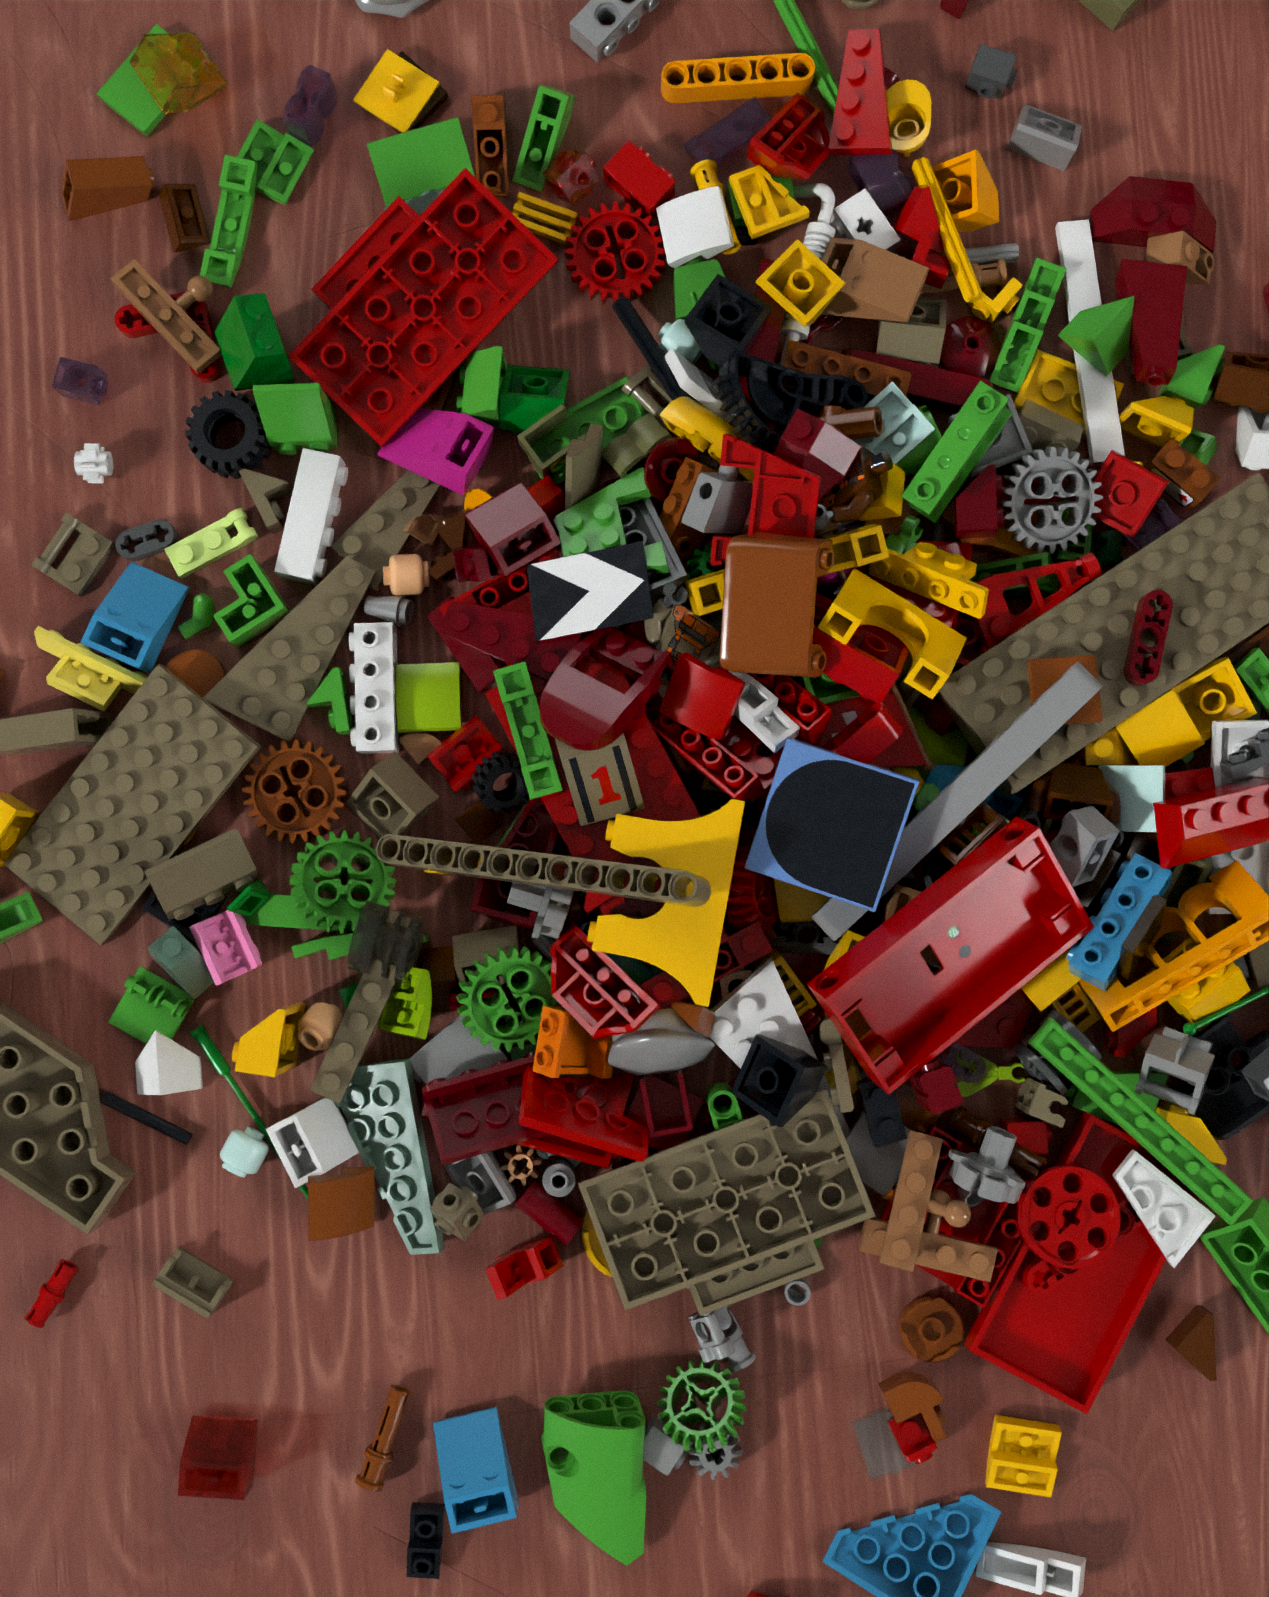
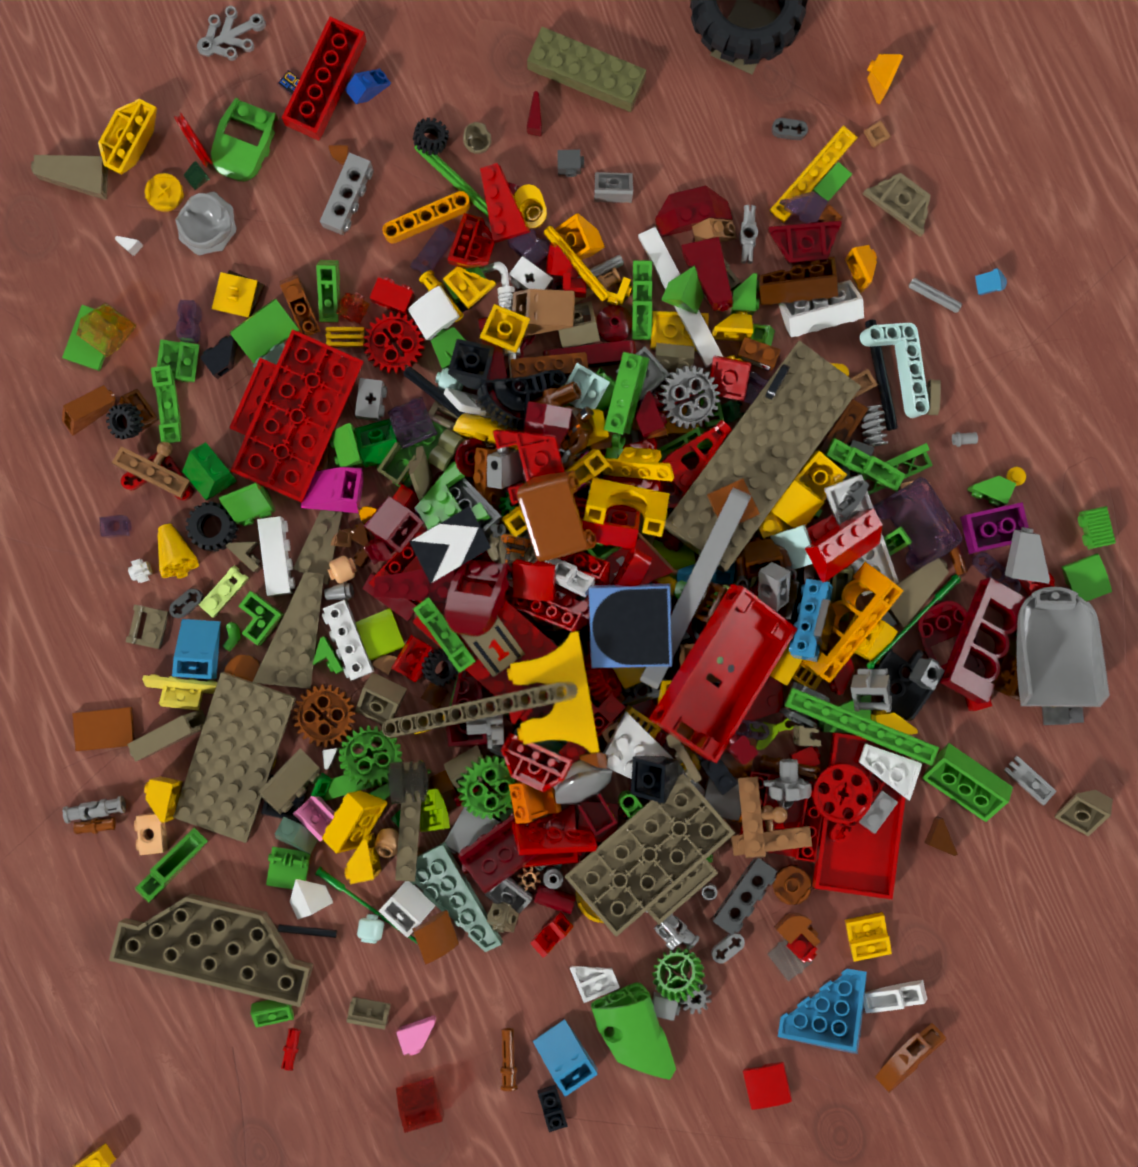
camera: 25 degrees left, 0 degrees up
(38, 1224) = (270, 1012): none -> bright green slope
(142, 219) = (116, 422): none -> black tyre
(155, 456) = (174, 553): none -> yellow cone
(252, 1343) = (414, 1035): none -> bright pink slope
(278, 972) = (353, 821): none -> yellow slope
(279, 859) = (329, 757): none -> white slope
(340, 179) = (221, 357): none -> black slope
(547, 311) = (366, 390): none -> light grey brick
(564, 1365) = (594, 981): none -> white wing
(598, 387) = (411, 422): none -> clear purple bracket
(797, 1397) = (730, 952): none -> light grey beam
(831, 1318) = (733, 899): none -> dark grey brick
(1115, 1267) = (878, 812): none -> light grey plate
(1153, 662) = (762, 444): dark red beam -> none
(1204, 522) = (779, 378): none -> black tile
(1238, 270) = (748, 225): none -> light grey pin

